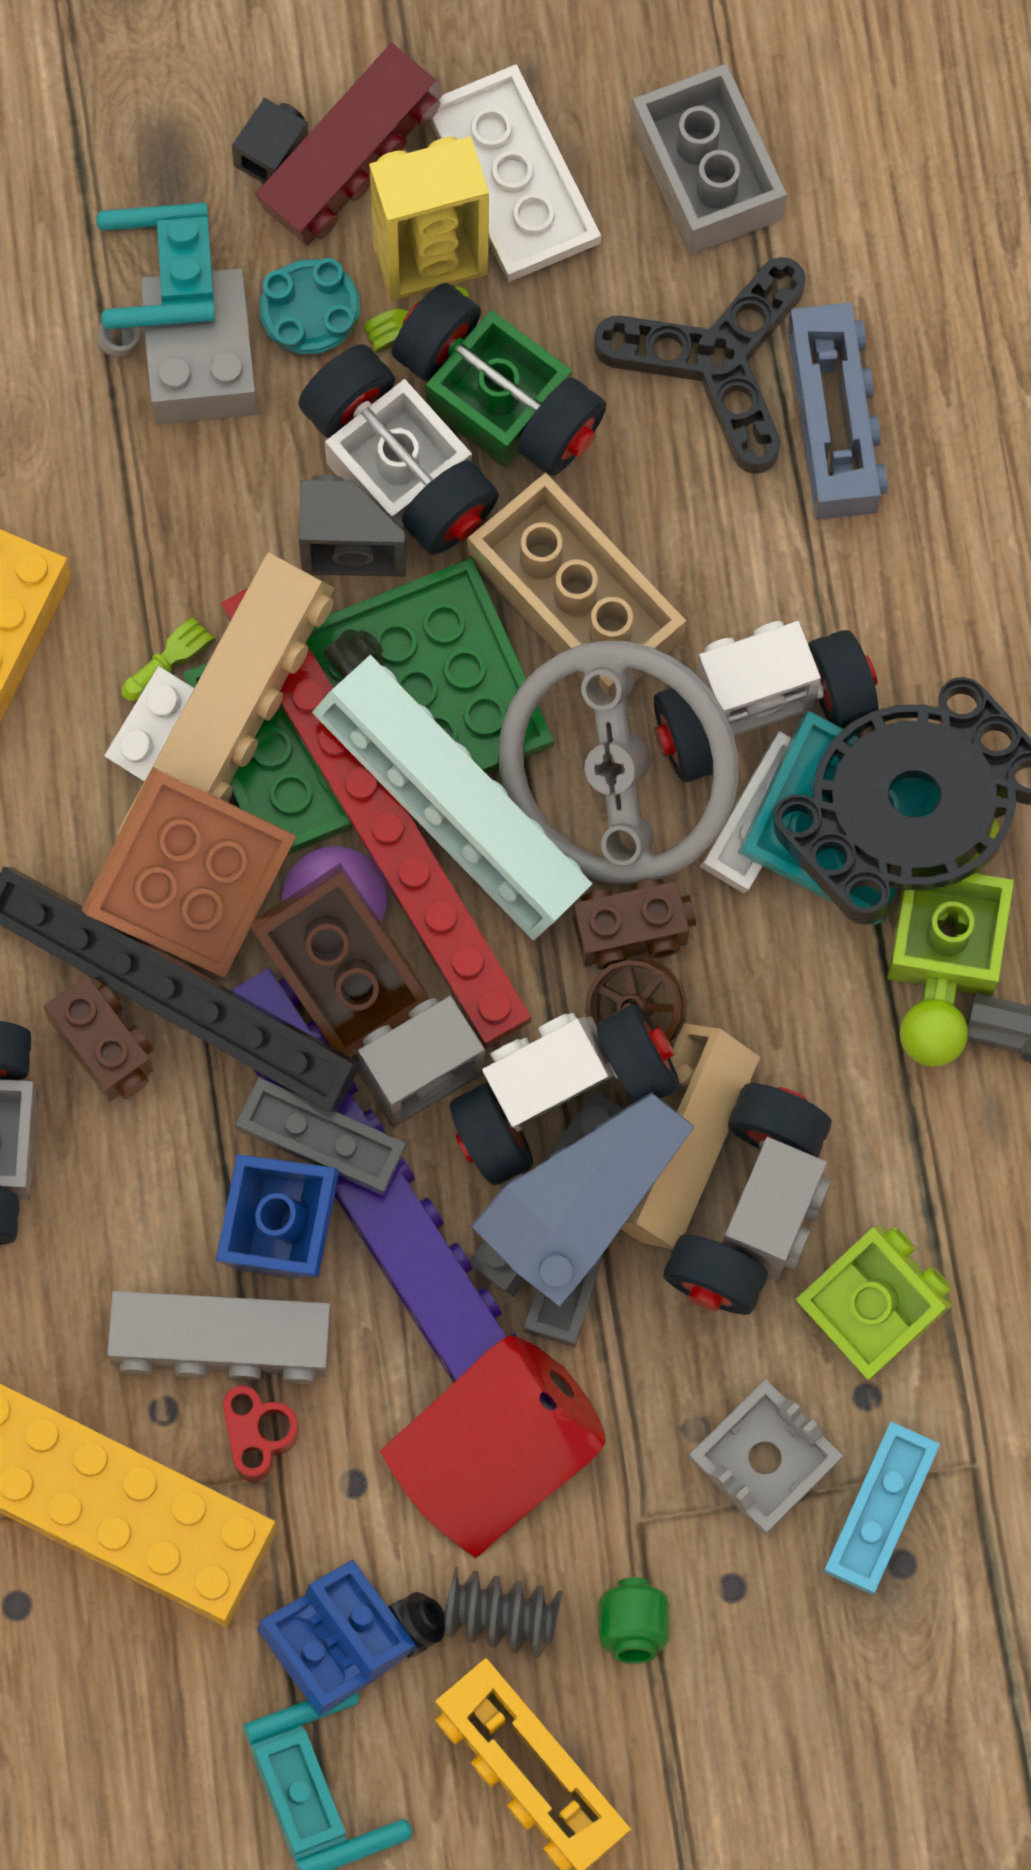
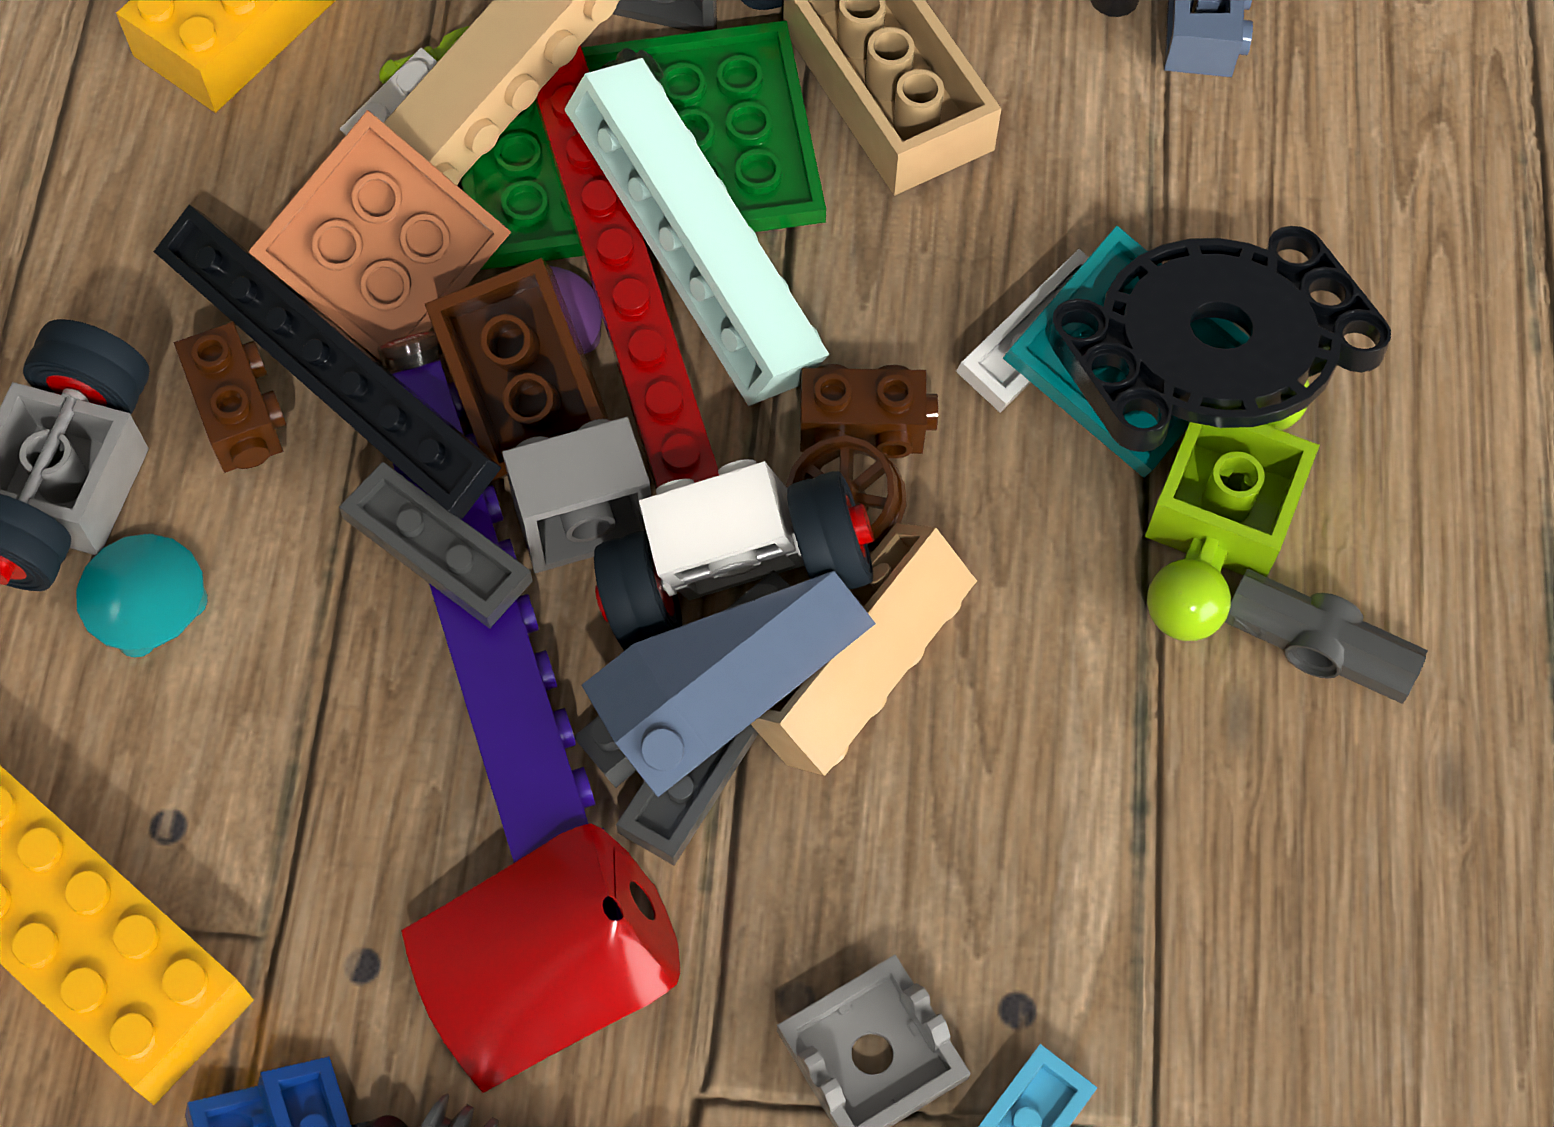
camera: 15 degrees right, 10 degrees down
(77, 1223) = (140, 593): none -> teal dish
(219, 1336) = (255, 750): light grey brick -> none
(240, 962) = (410, 351): none -> clear smoke tile
(245, 1435) = (248, 870): red piece -> none
(277, 1217) = (354, 624): blue slope -> none
(616, 740) = (891, 205): light grey piece -> none
(765, 683) = (1063, 195): brick -> none
(770, 1214) = (946, 751): brick -> none
(876, 1299) = (1054, 891): lime plate -> none

